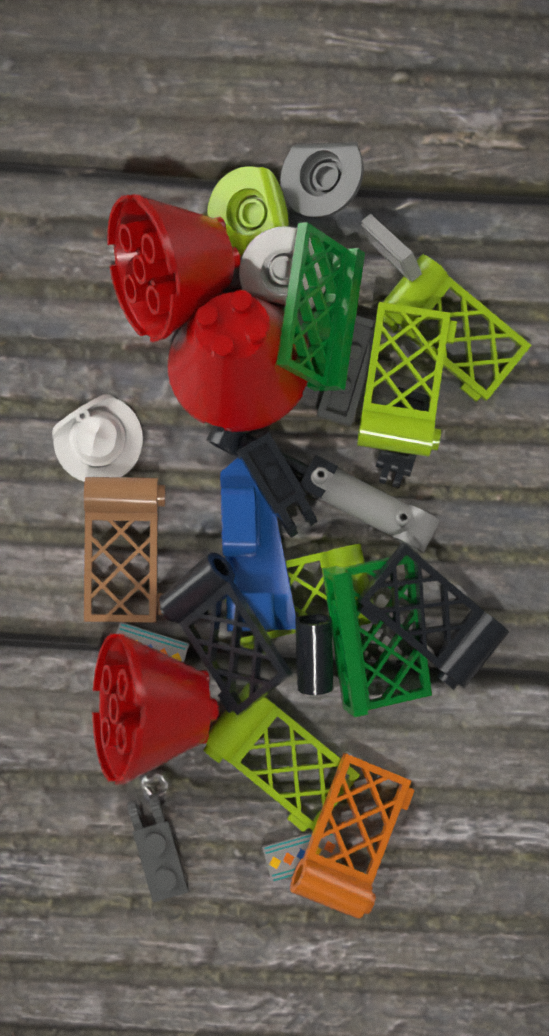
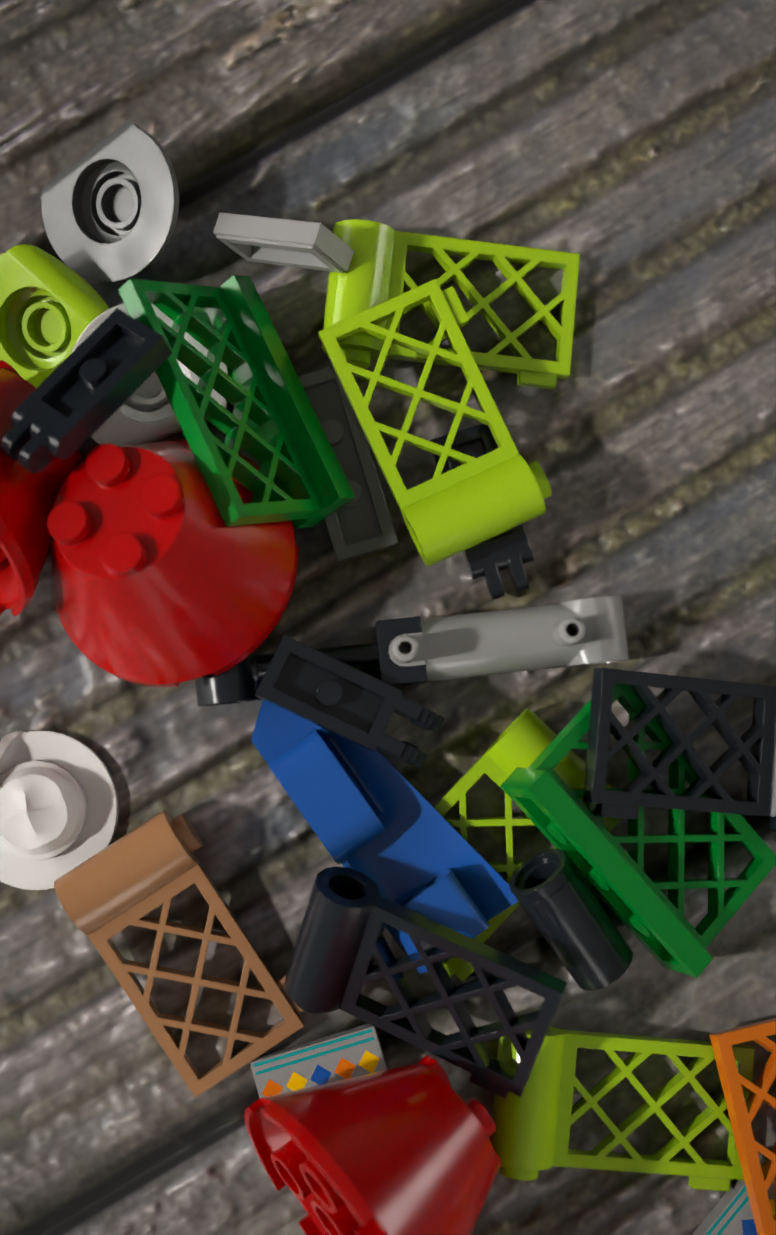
camera: 35 degrees left, 0 degrees up
(253, 261) = (84, 391): none -> black hinge

